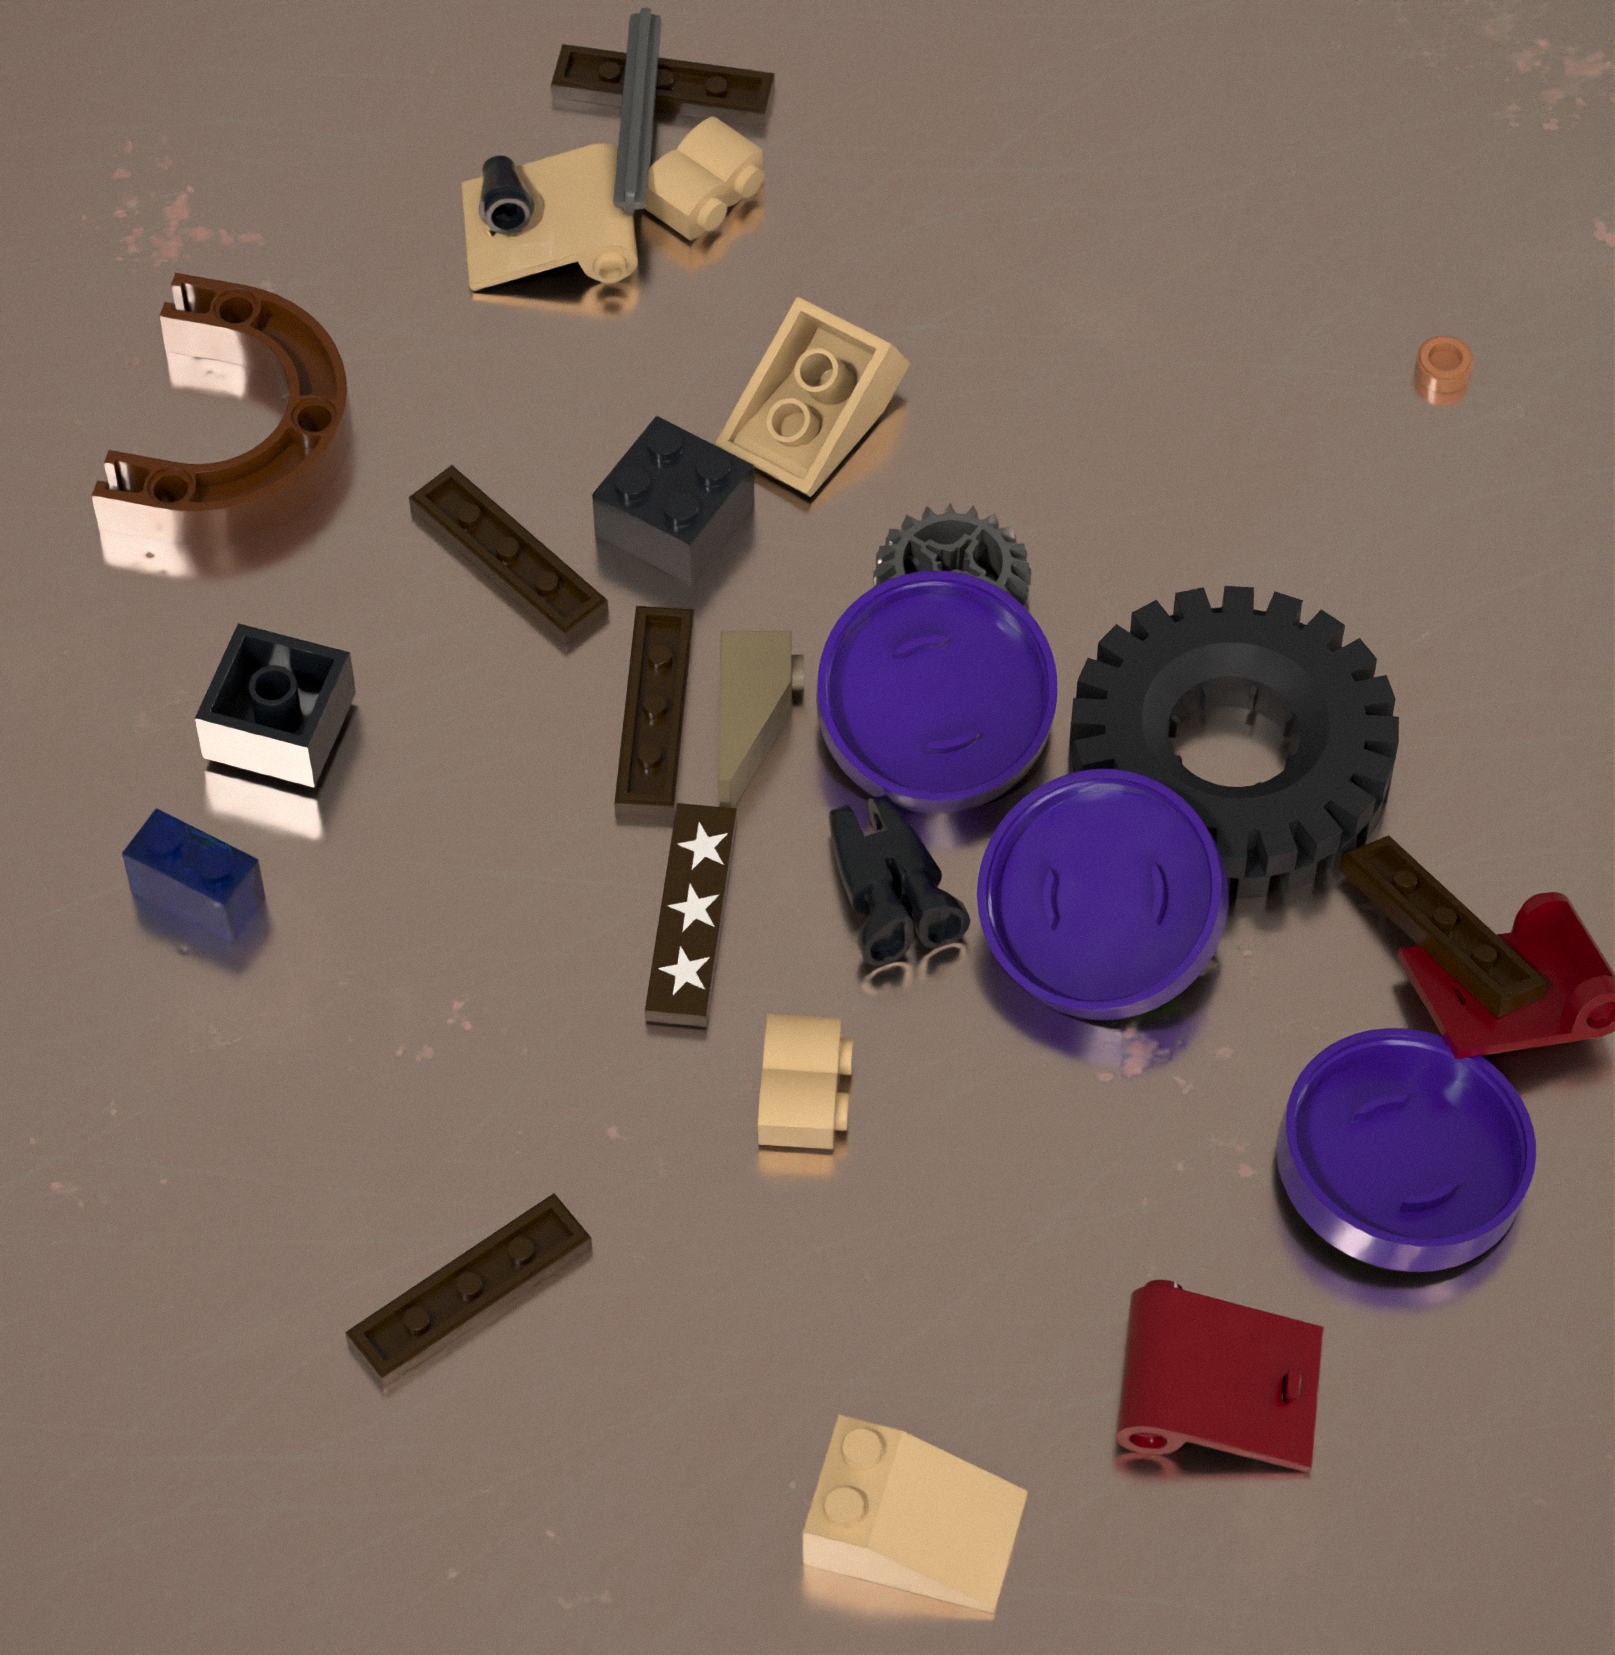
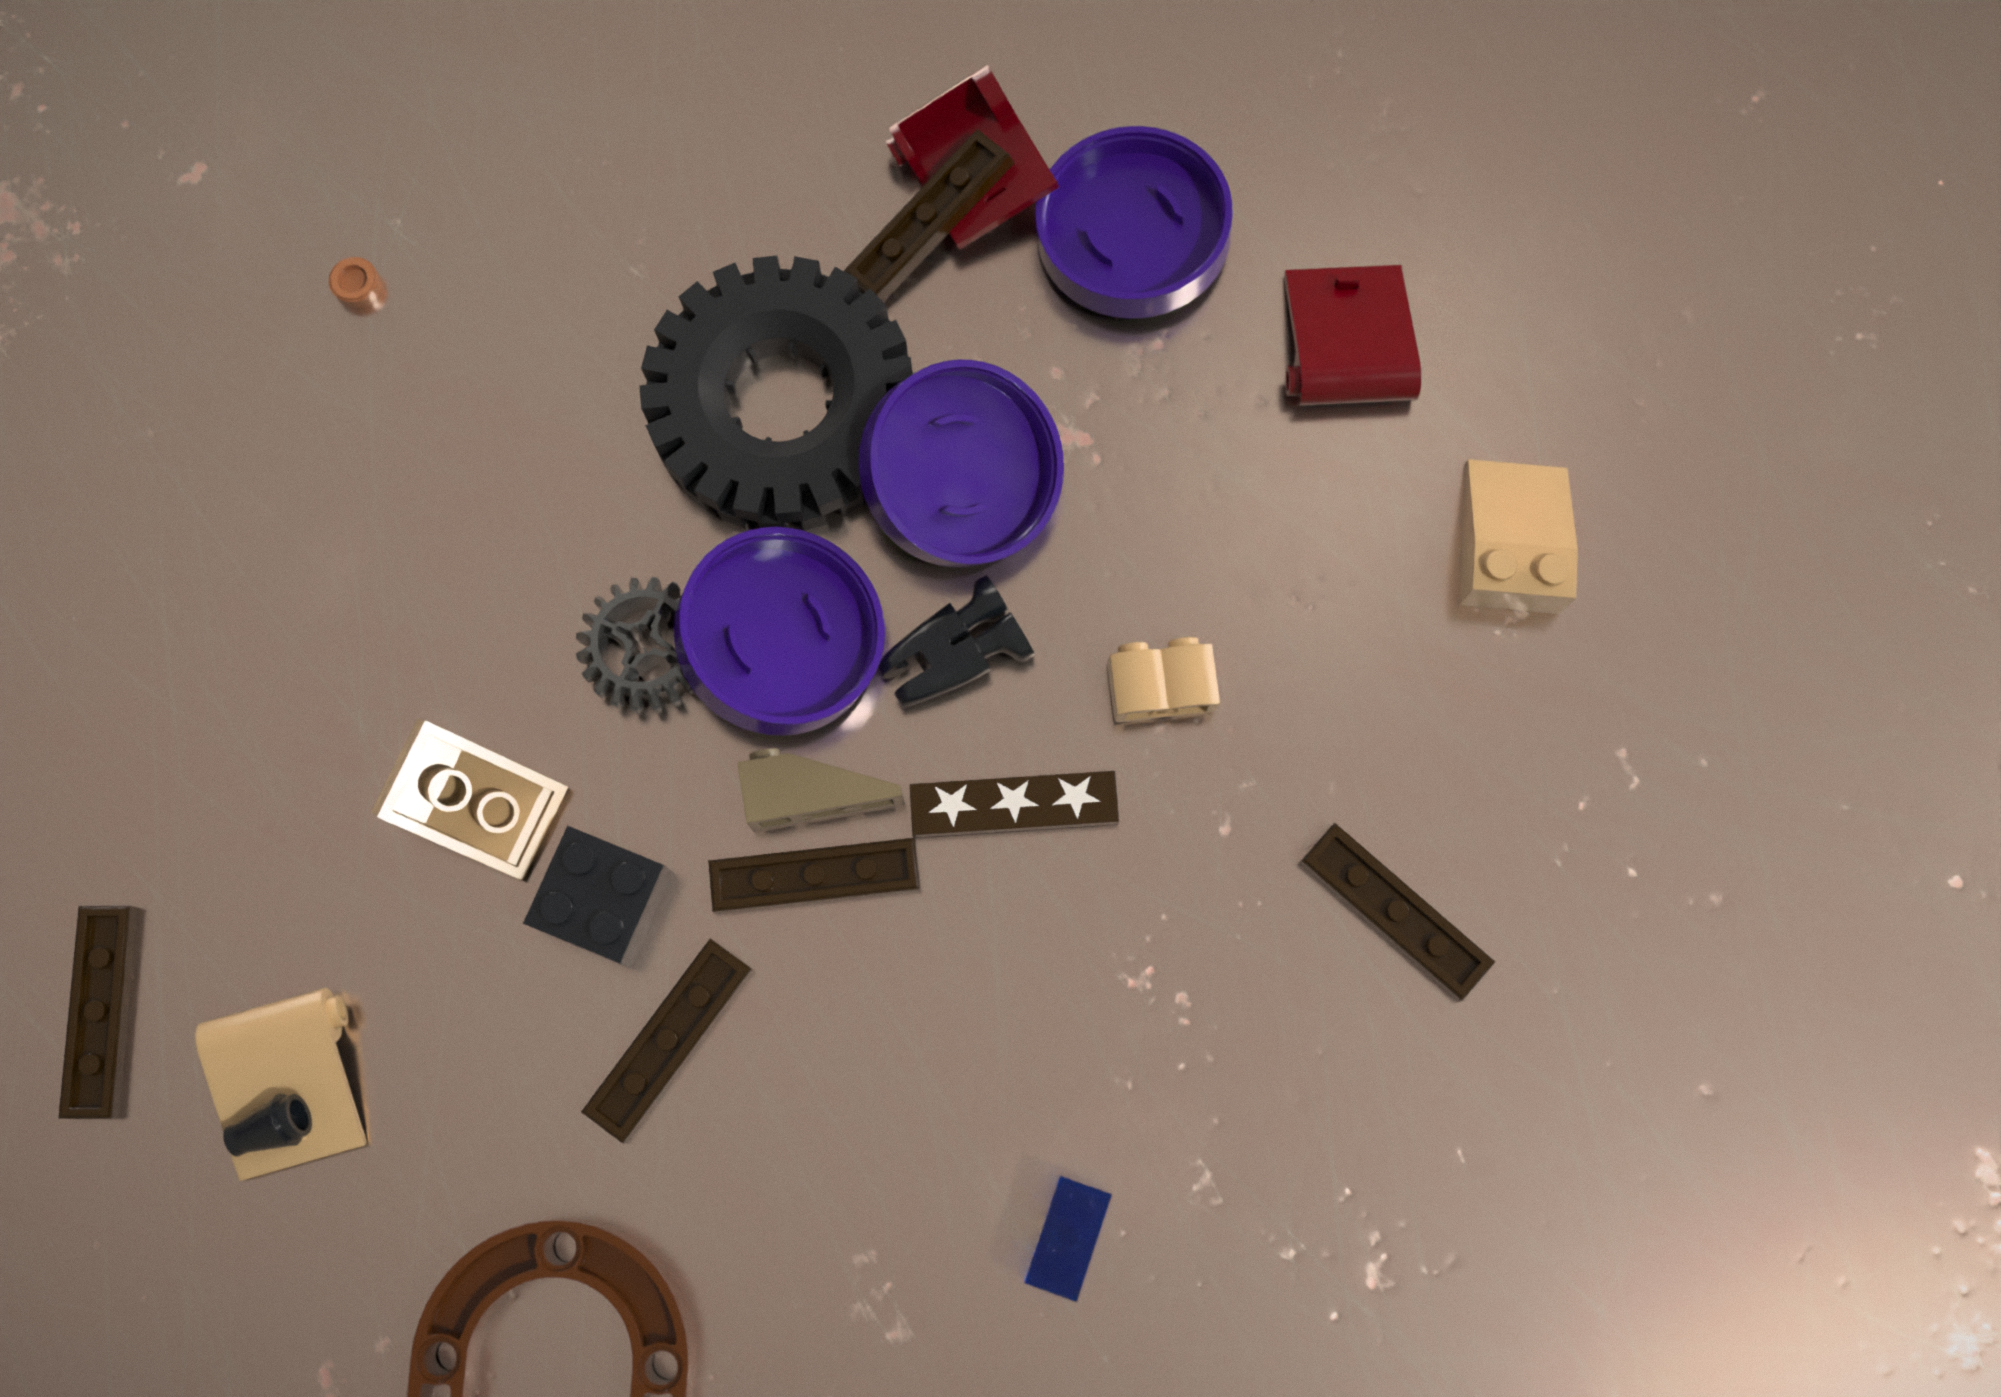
camera: 100 degrees left, 20 degrees up
(275, 705) = (882, 1206): black brick -> none
(637, 112) = (149, 1019): dark grey axle -> none
(703, 178) = (218, 945): tan brick -> none

